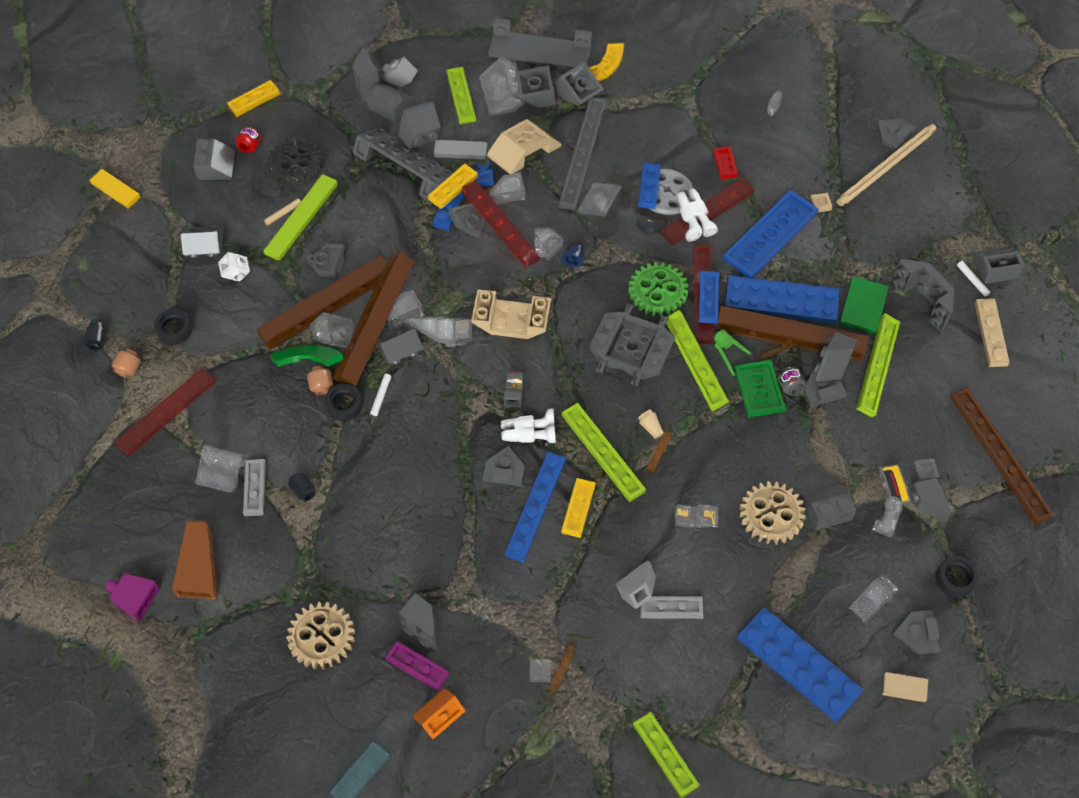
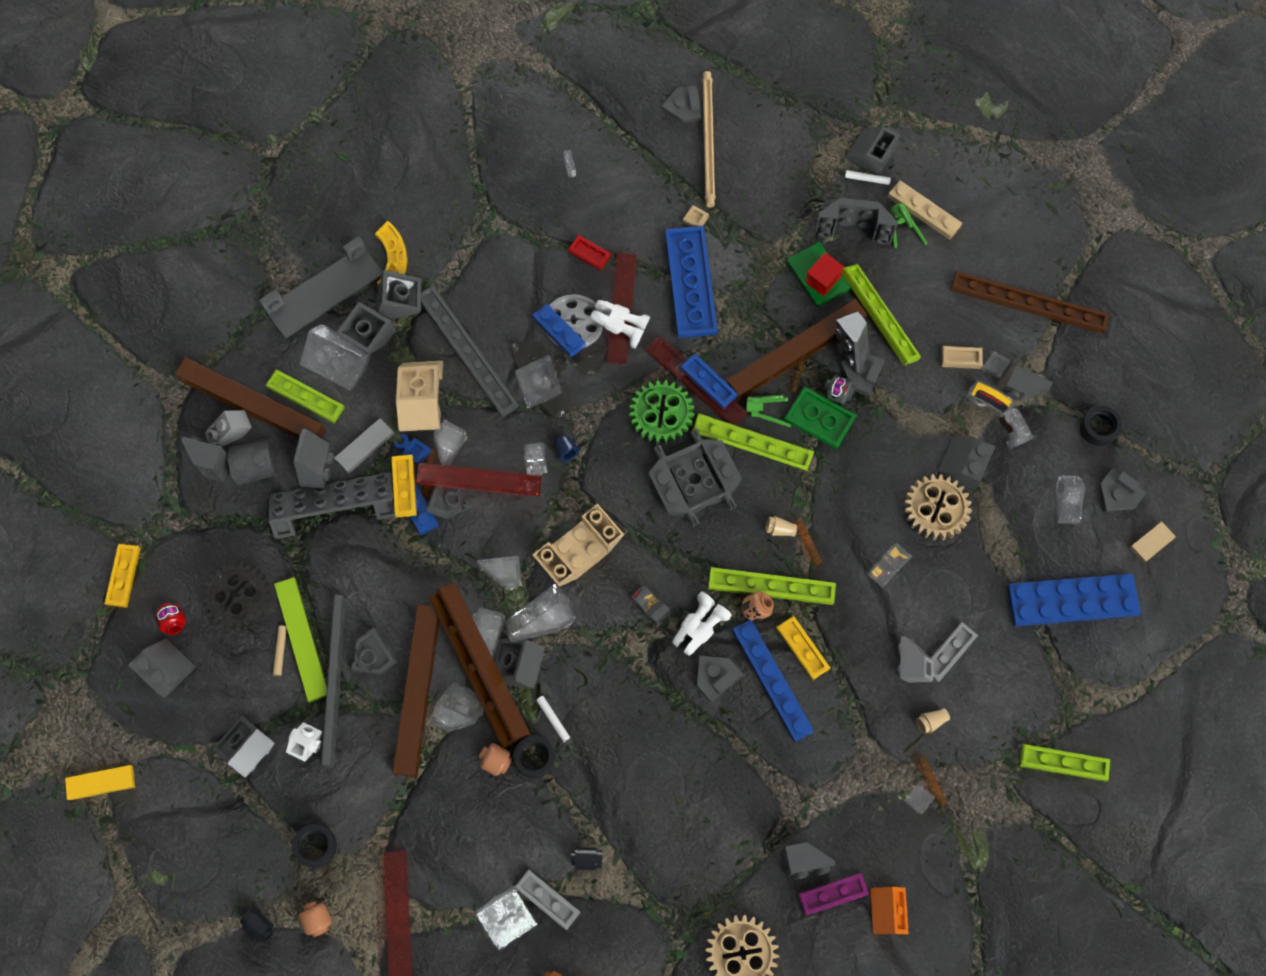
camera: 50 degrees left, 10 degrees up
(288, 253) = (333, 684): none -> dark grey tile
(321, 354) = (467, 739): green tile -> none
(426, 67) = (245, 399): none -> reddish brown tile
(453, 286) = (503, 571): none -> clear slope
(577, 452) = (757, 606): none -> nougat head
(605, 632) = (931, 721): none -> tan cone
(783, 299) = (756, 328): blue plate -> none
(865, 303) = (824, 274): none -> red piece
(906, 443) = (961, 357): none -> tan tile
(967, 319) = (901, 215): none -> bright green plant

